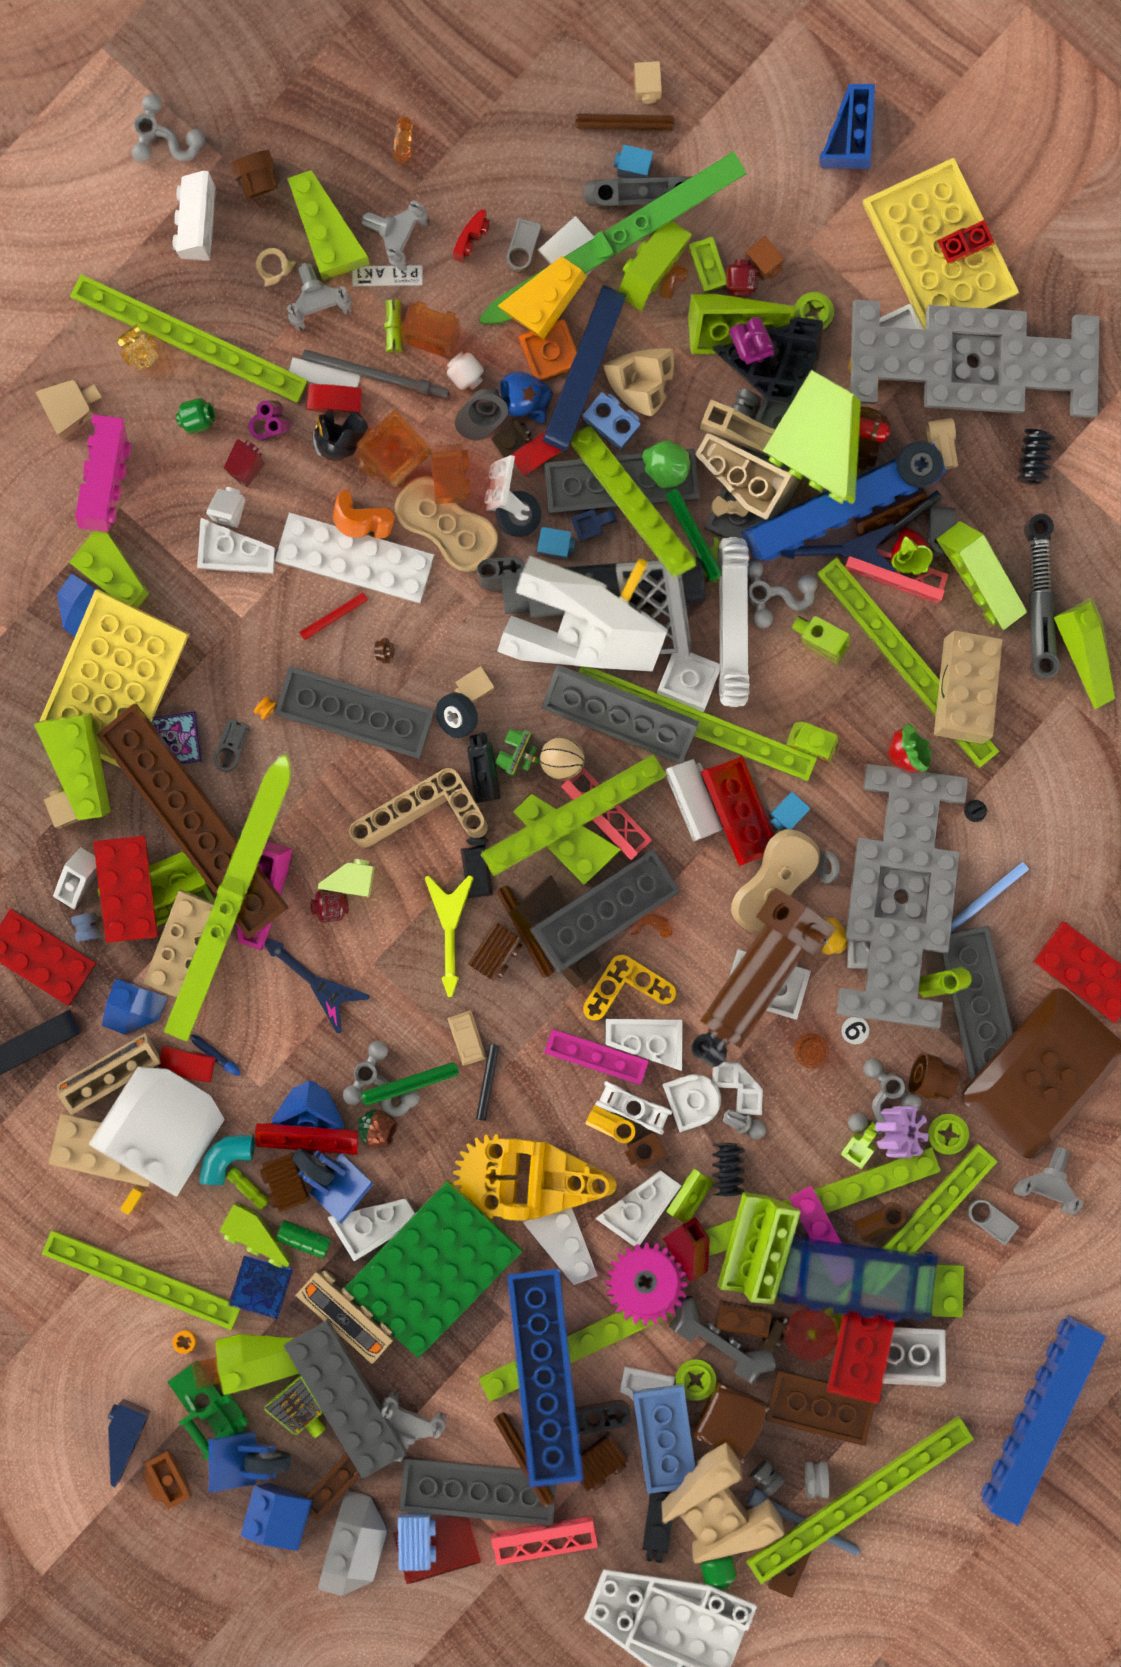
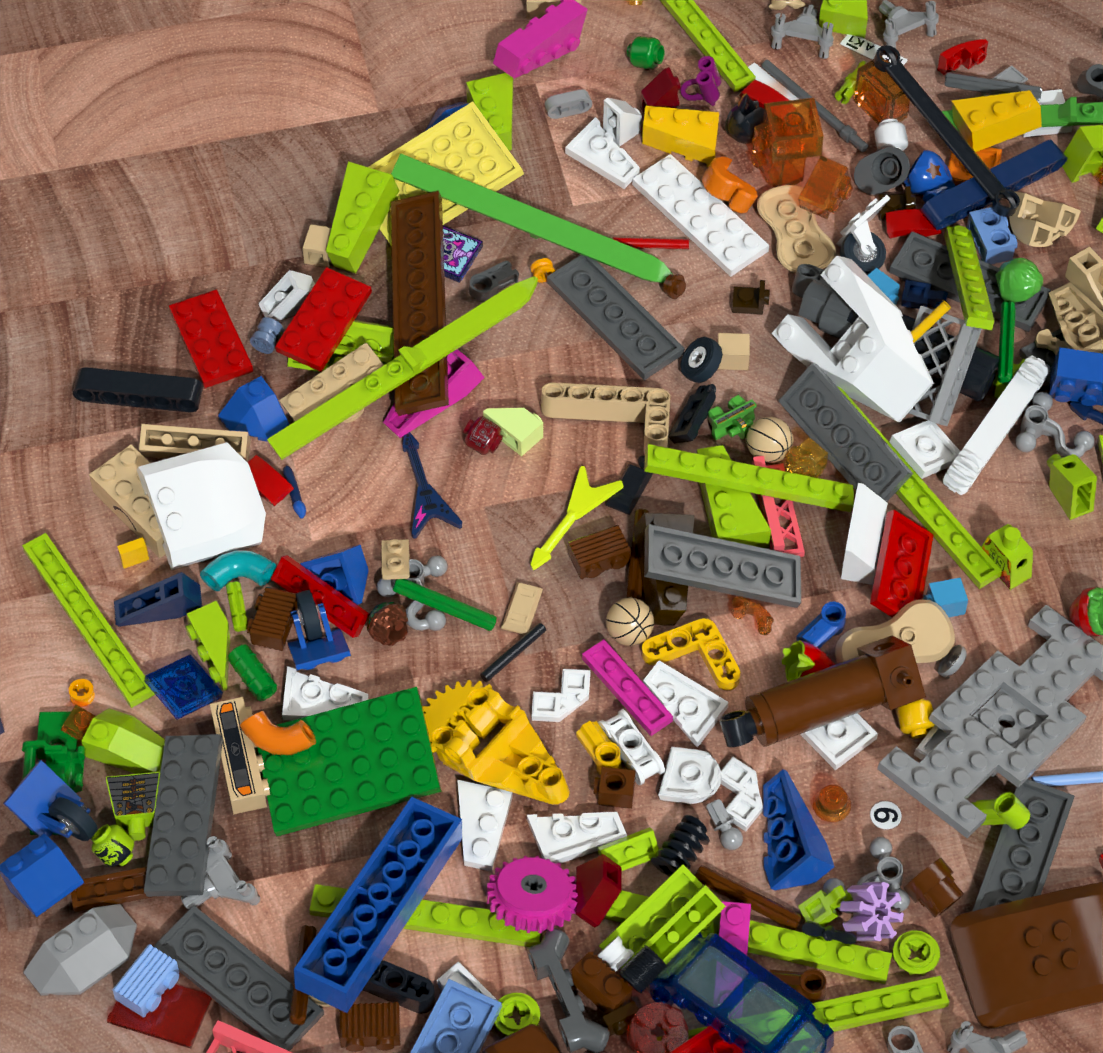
camera: 35 degrees right, 30 degrees down
(167, 517) = (568, 104): none -> light grey beam
(186, 1229) = (158, 602): none -> dark blue slope
(223, 674) = (530, 220): none -> bright green piece
(286, 485) = (682, 132): none -> yellow wedge
(309, 1455) = (112, 845): none -> lime head
(348, 1077) = (395, 559): none -> tan bracket
(370, 1295) = (278, 739): none -> orange cylinder
(453, 620) = (750, 300): none -> dark brown bracket
(515, 348) = (946, 131): none -> black piece
(518, 257) = (988, 85): none -> dark grey axle
(552, 1106) = (557, 706): none -> white tile
(563, 1003) = (629, 621): none -> tan piece
(603, 749) = (806, 459): none -> clear yellow brick
(710, 906) = (822, 628): none -> blue piece
(720, 946) = (804, 659): none -> lime hat
(739, 1293) = (615, 954): none -> white wheel
(771, 1298) = (643, 969): none -> black piece
(799, 1171) = (745, 895): none -> reddish brown axle
(806, 1105) = (795, 844): none -> blue wedge
(878, 1165) = (828, 933): none -> black piece

